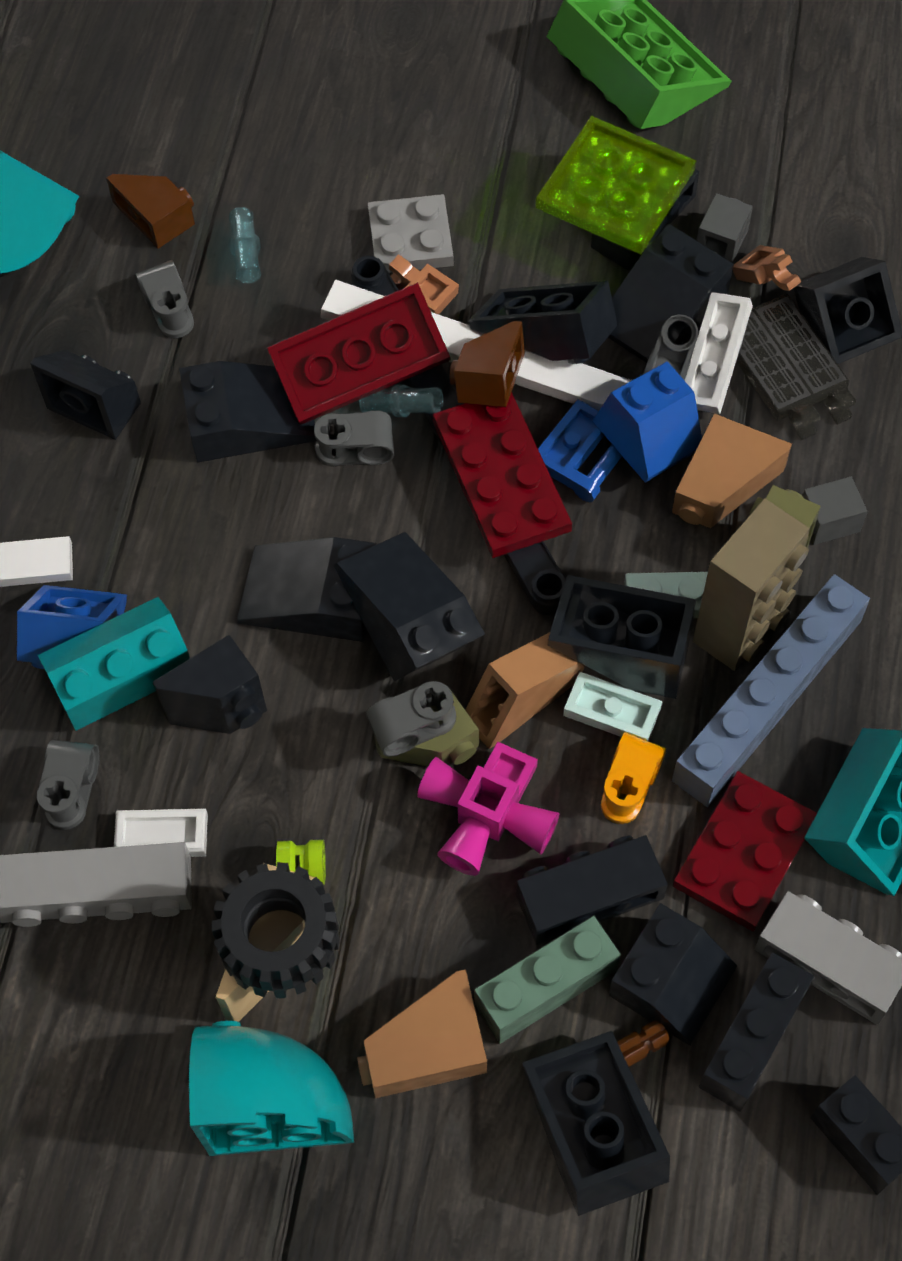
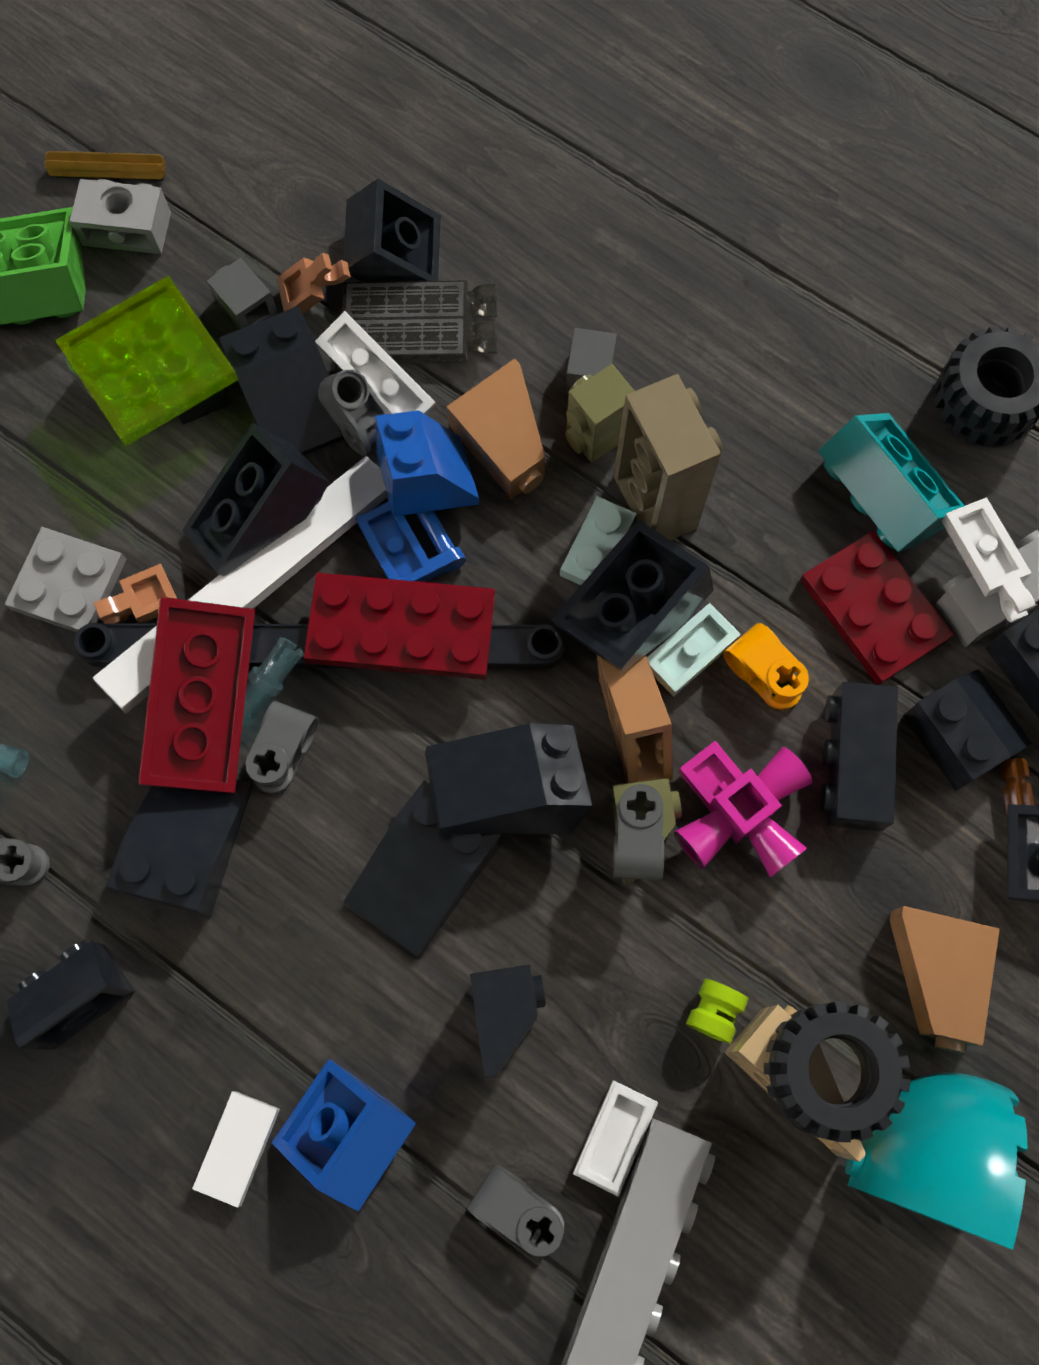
camera: 65 degrees left, 10 degrees up
(114, 662) = (419, 1107): teal slope -> none
(489, 366) = (290, 578): reddish brown slope -> none
(546, 979) = (934, 837): sand green brick -> none
(740, 112) = (120, 216): none -> light grey brick
(769, 690) = (757, 526): sand blue brick -> none
(781, 82) = (105, 165): none -> pearl gold axle
(839, 906) = (991, 556): none -> white plate

